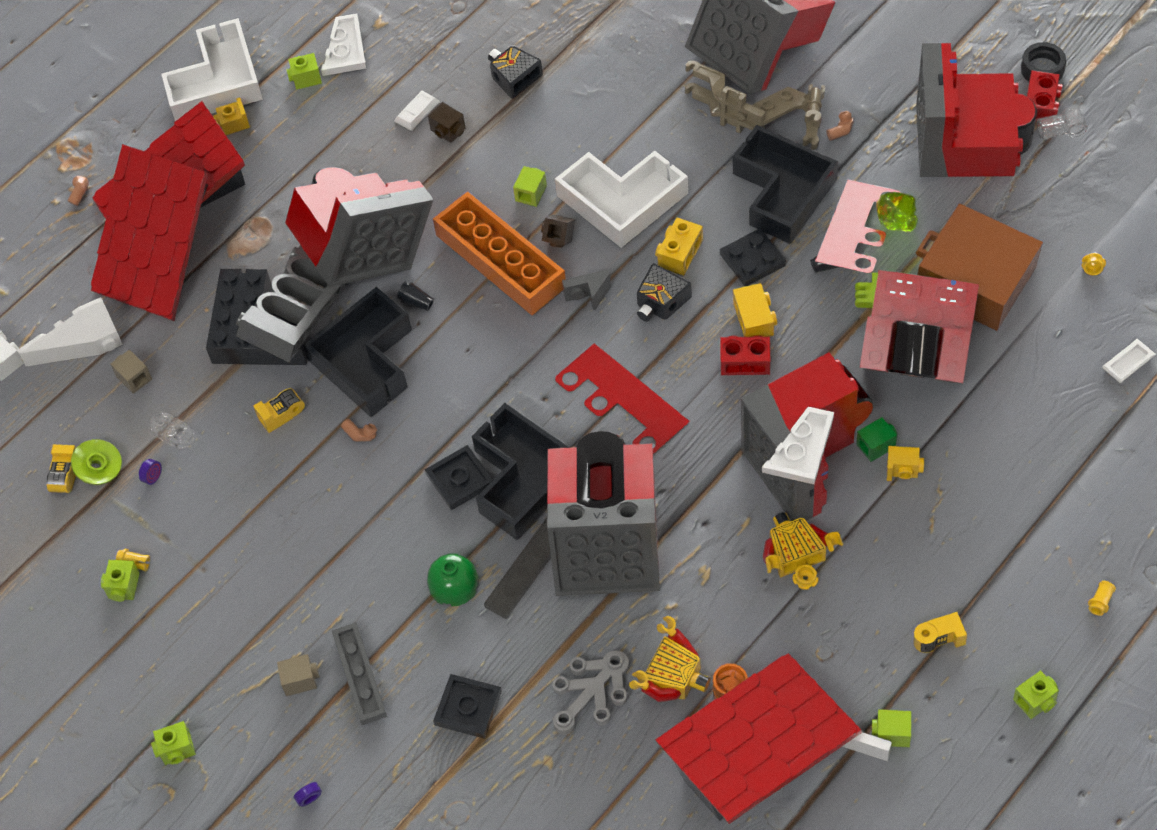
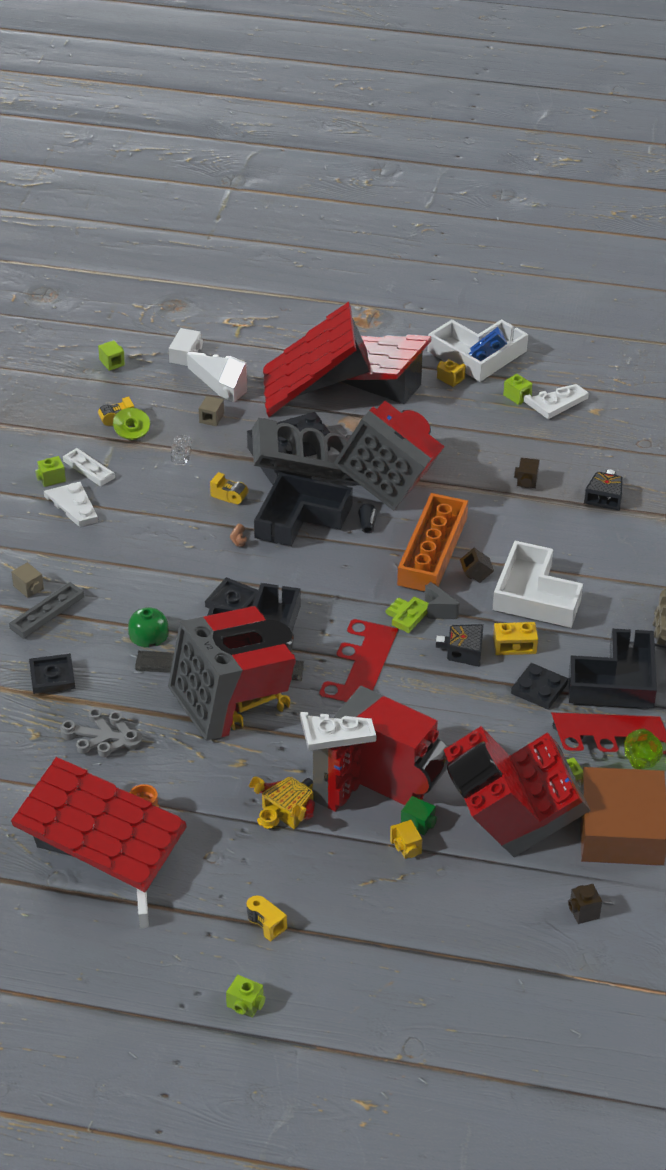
camera: 55 degrees right, 15 degrees down
(130, 556) = (70, 471): yellow pin -> none
(134, 537) = (88, 467): none -> white tile
(150, 471) = (140, 451): dark purple tile -> none
(188, 576) = (74, 502): none -> white wing
(228, 62) = (488, 345): none -> blue bracket
(416, 110) = (544, 457): white tile -> none
(530, 186) = (505, 536): lime brick -> none
(583, 323) = (407, 614): none -> lime hinge
(672, 669) = (141, 766): torso -> none
(745, 360) = (442, 707): red brick -> none
(753, 311) = (482, 699): yellow brick -> none
(893, 726) = (164, 916): lime brick -> none
(1061, 350) = (585, 903): none -> dark brown brick
(1099, 603) = (362, 1012): yellow pin -> none
(1128, 361) = (610, 956): white tile -> none

